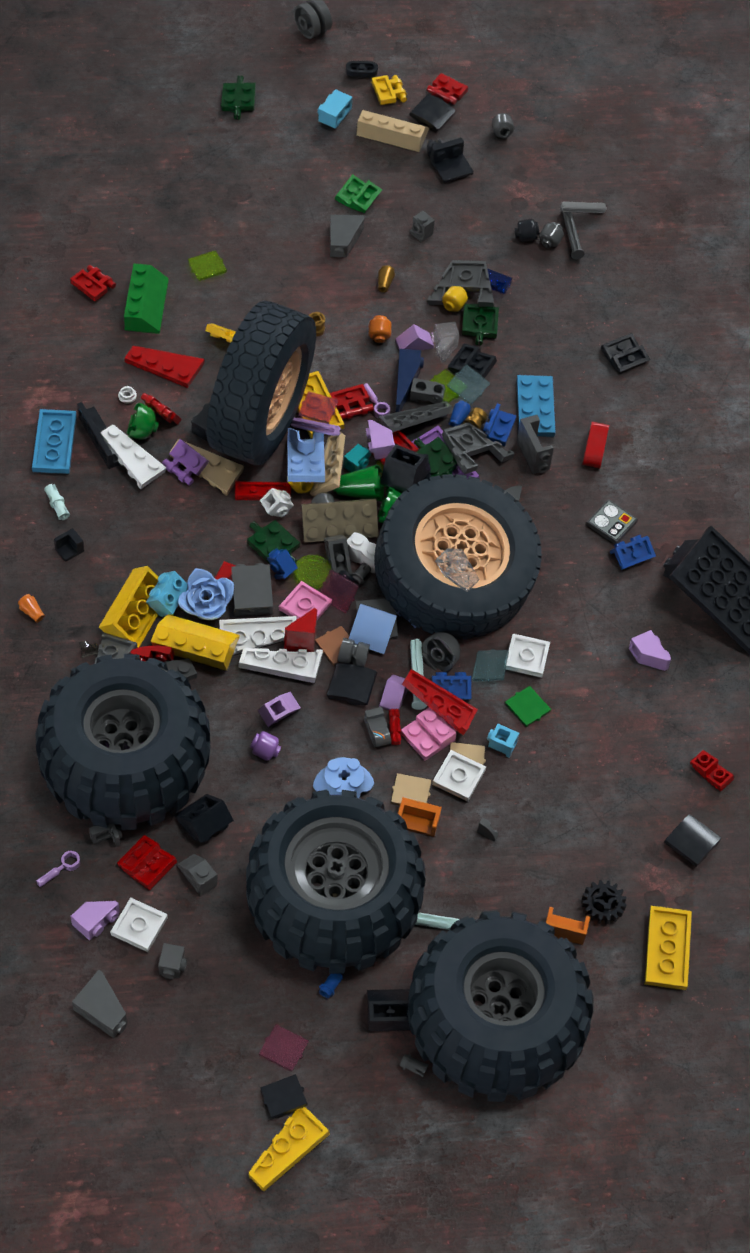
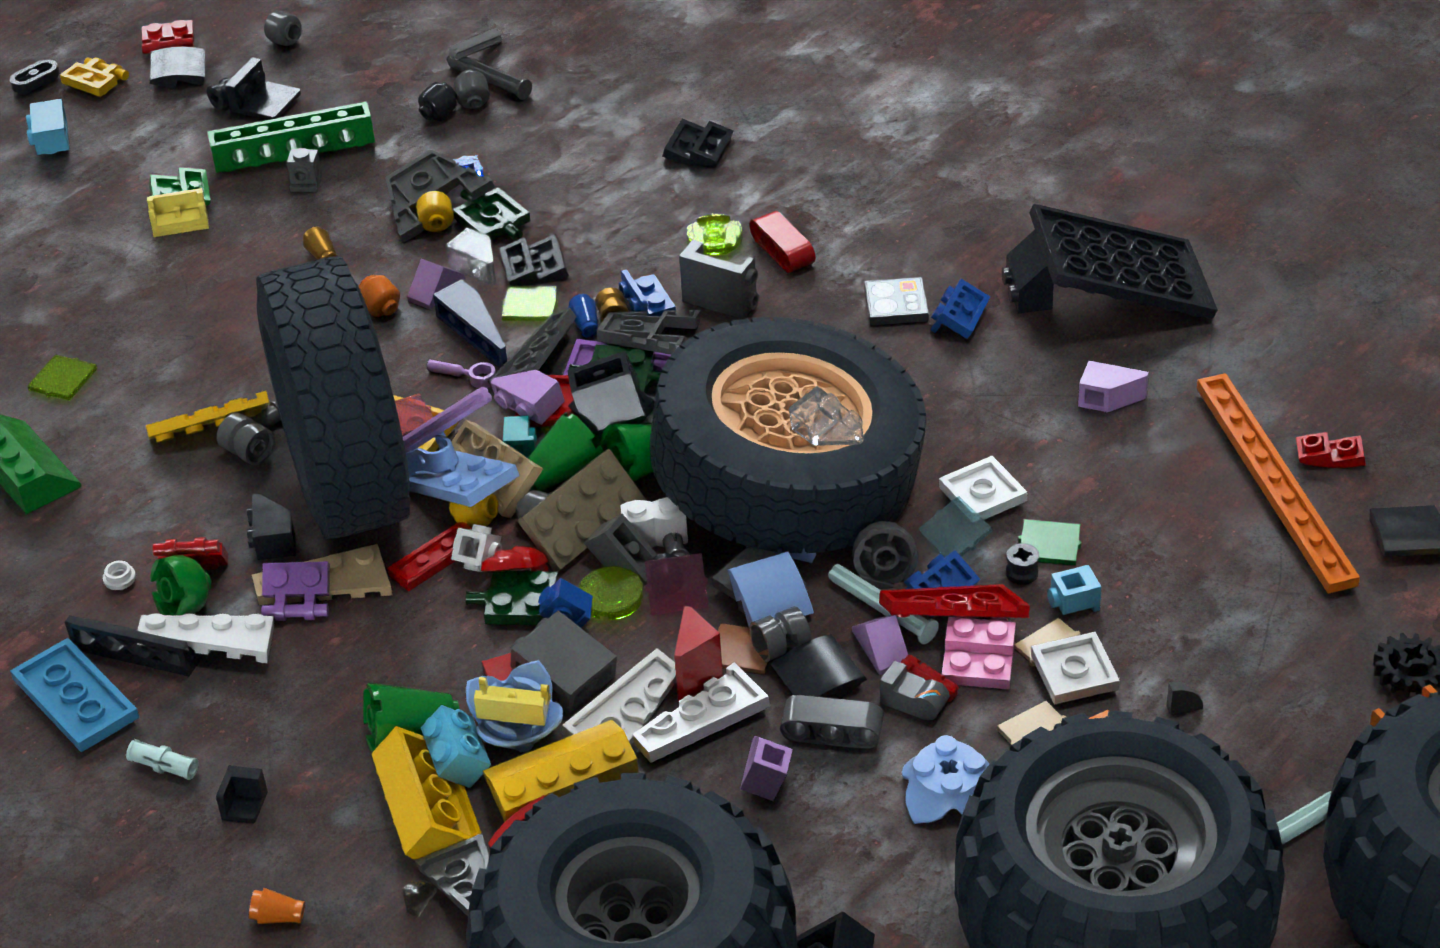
camera: 35 degrees left, 15 degrees down
(162, 559) = (399, 706): none -> green cone
(170, 366) = (136, 510): red wing -> none
(203, 593) = (512, 704): none -> light yellow hinge
(265, 745) = (801, 819): medium lavender head -> none
(285, 523) = (517, 558): none -> red arm
(303, 600) = (645, 628): bright pink plate -> none
(329, 712) = (832, 721): none -> dark grey beam
(341, 205) = (178, 212): none -> light yellow hinge
(344, 233) = (210, 236): dark grey slope -> none
(350, 397) = (432, 381): red plate -> none
(391, 130) = (147, 108): tan slope -> none
(427, 391) = (518, 316): dark grey leg -> none
(435, 201) = (280, 131): none -> green brick
(468, 384) = (557, 279): clear light blue piece -> none
(500, 711) = (1022, 564): none -> black wheel
(537, 398) = (651, 249): dark azure plate -> none
(572, 414) = (717, 233): none -> clear neon green tile
(664, 764) = (1278, 484): none -> orange plate

